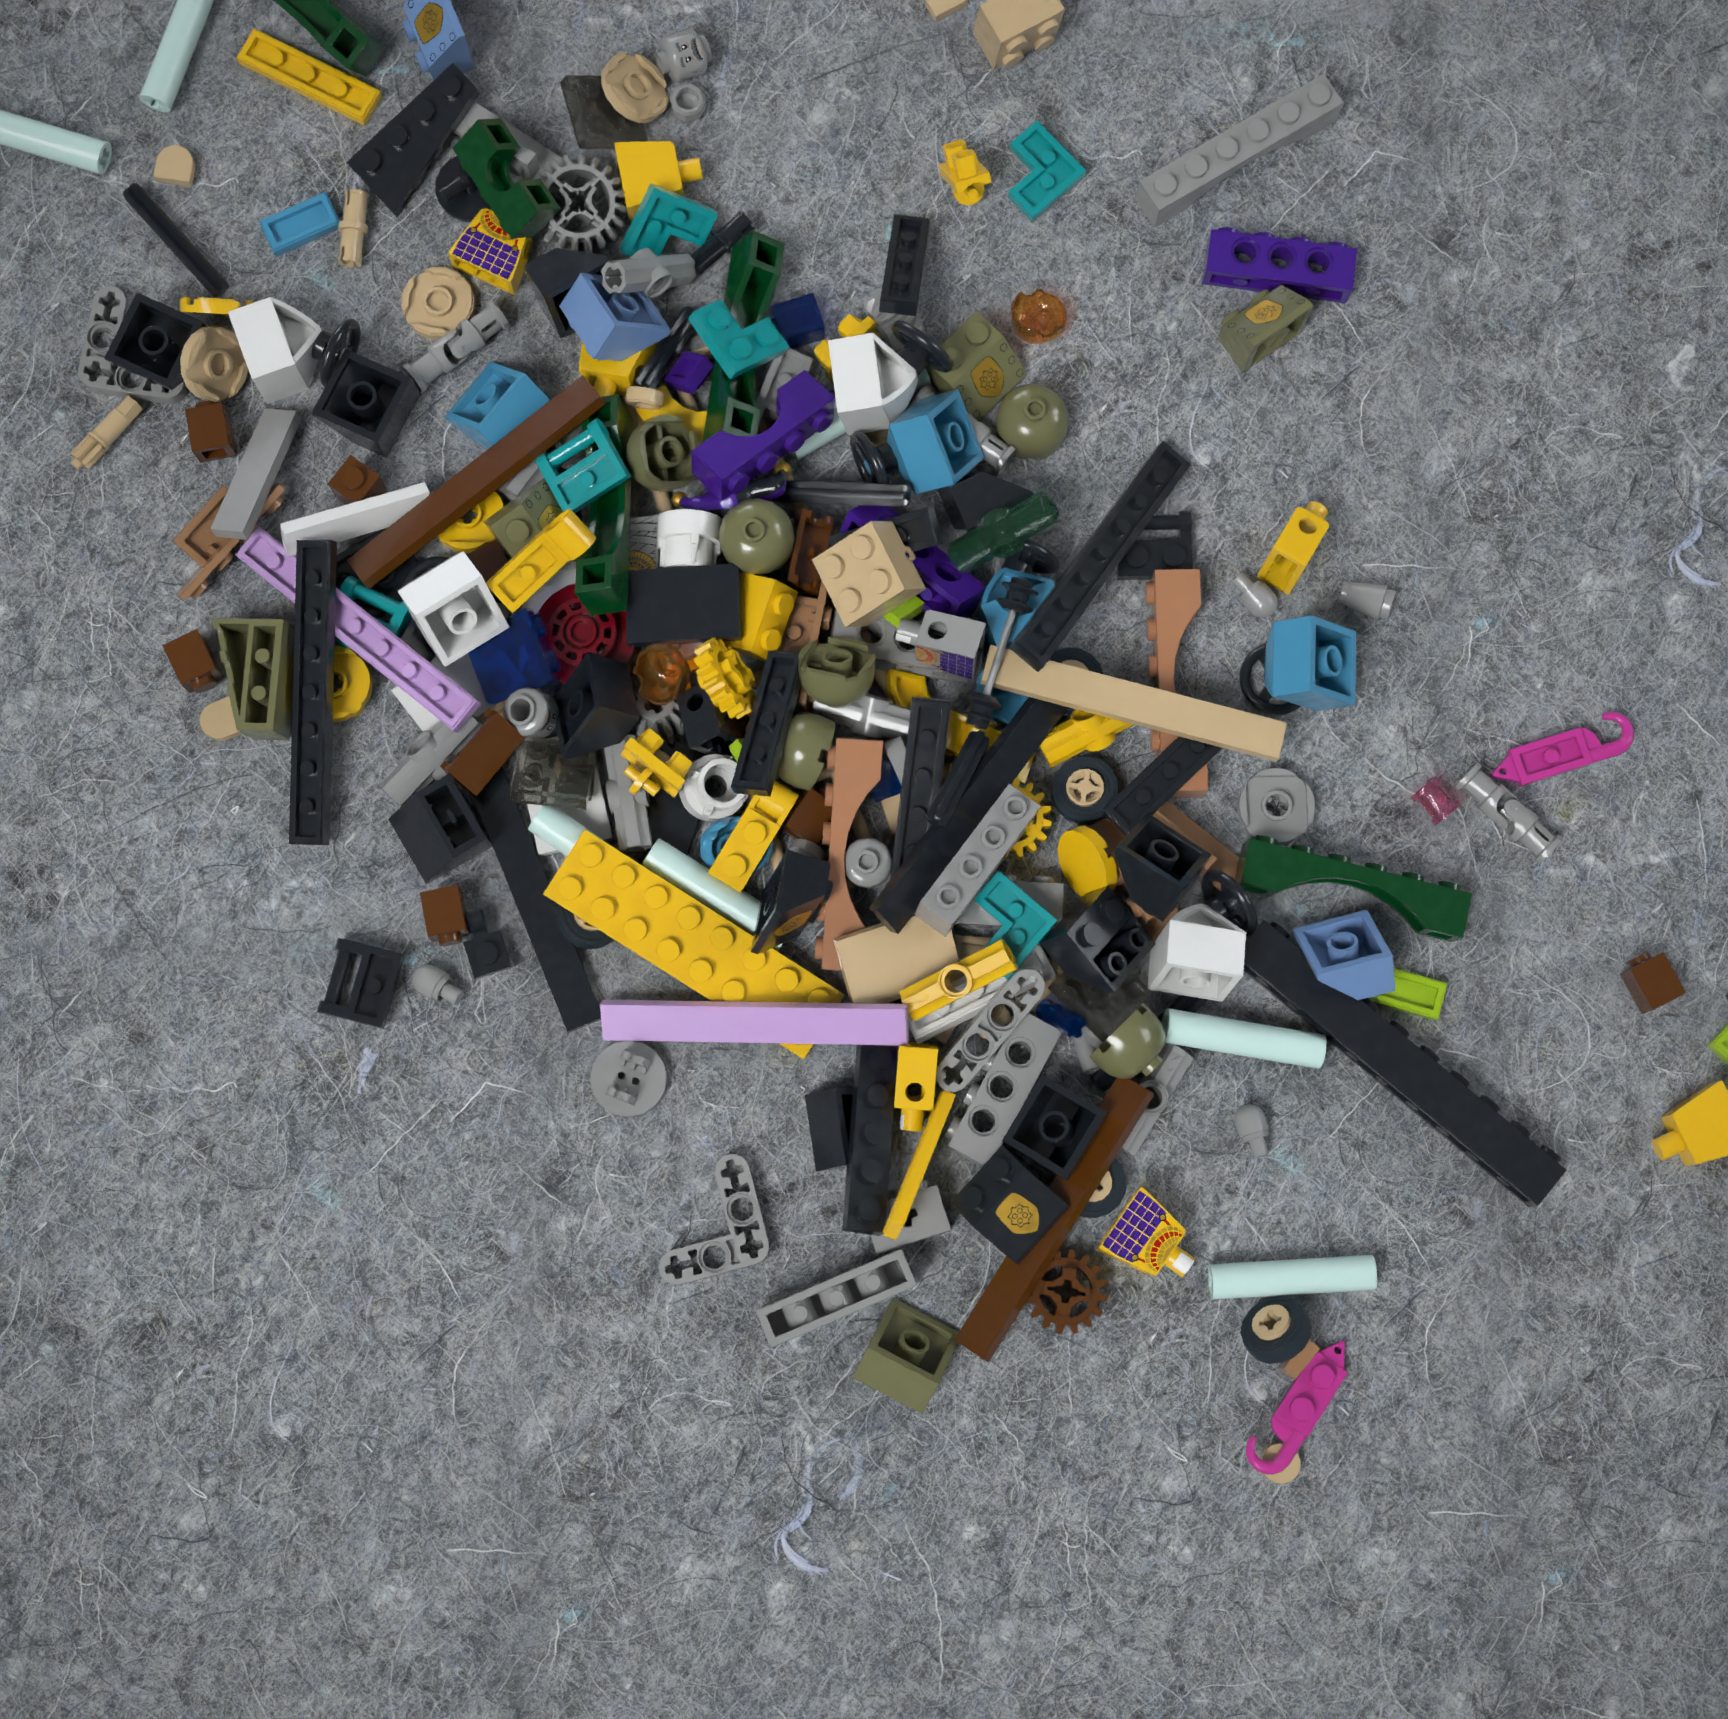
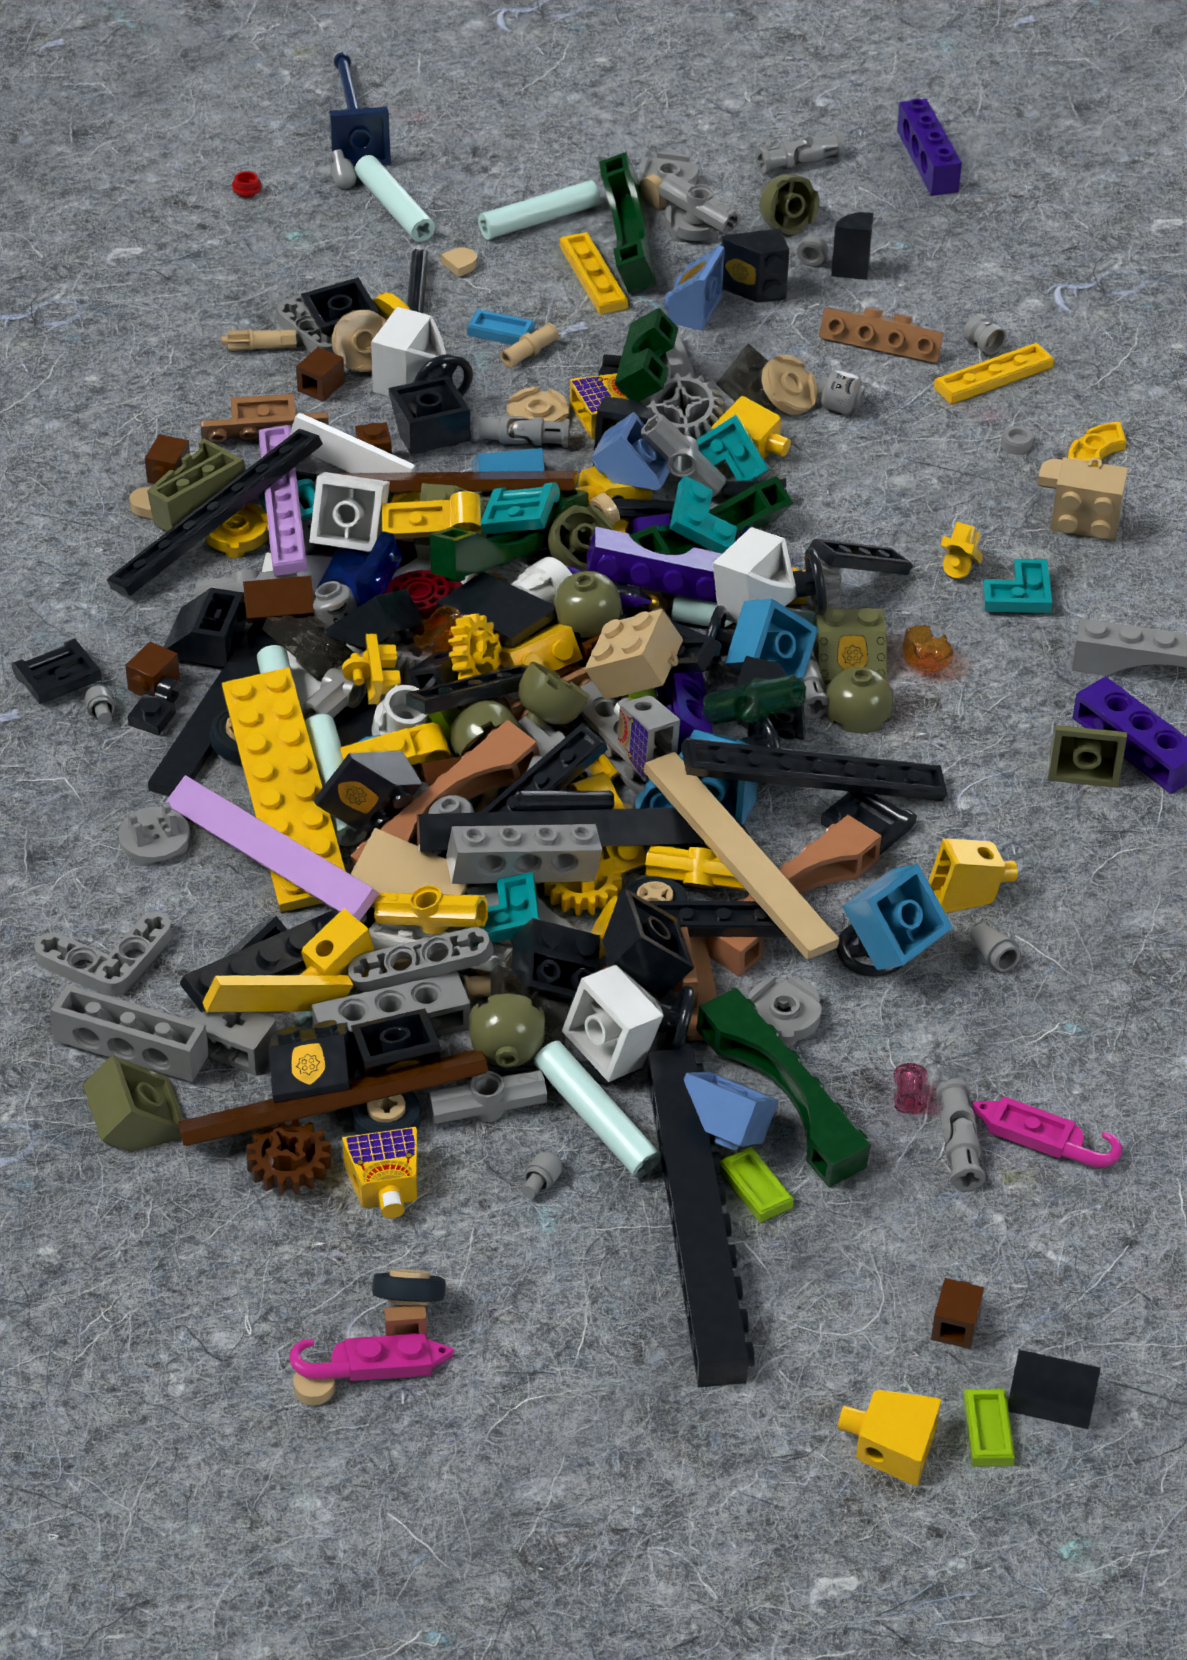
camera: 45 degrees right, 35 degrees down
(256, 474) = (320, 401): light grey tile -> none
(413, 138) = (610, 328): black wing -> none
(687, 102) = (817, 417): light grey tile -> none
(1015, 603) = (631, 774): black axle -> none
(1060, 1018) = (479, 996): clear blue piece -> none
(1292, 1277) = (463, 1276): light aqua piece -> none

